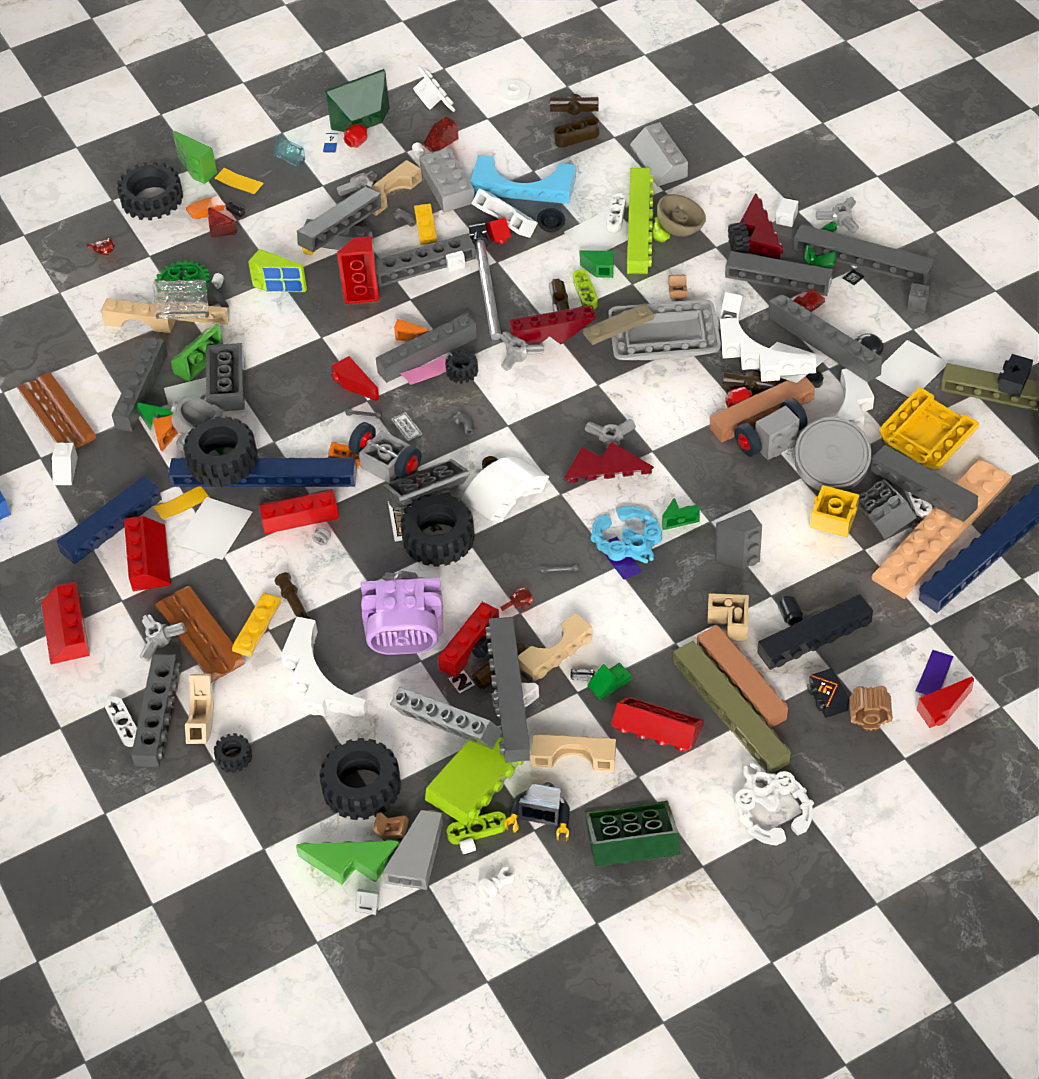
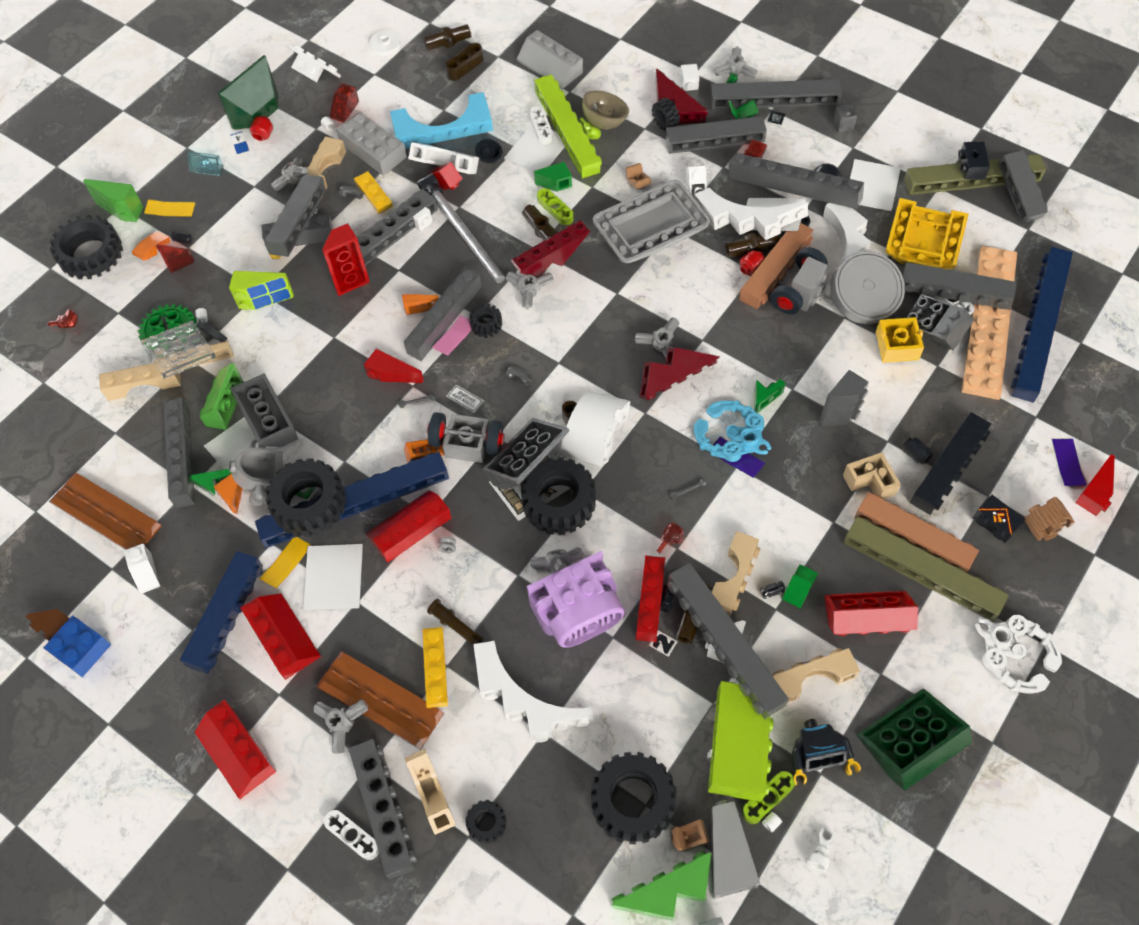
camera: 25 degrees left, 10 degrees up
(446, 717) = (685, 697): brick -> none
(618, 324) = (610, 229): dark tan plate -> none

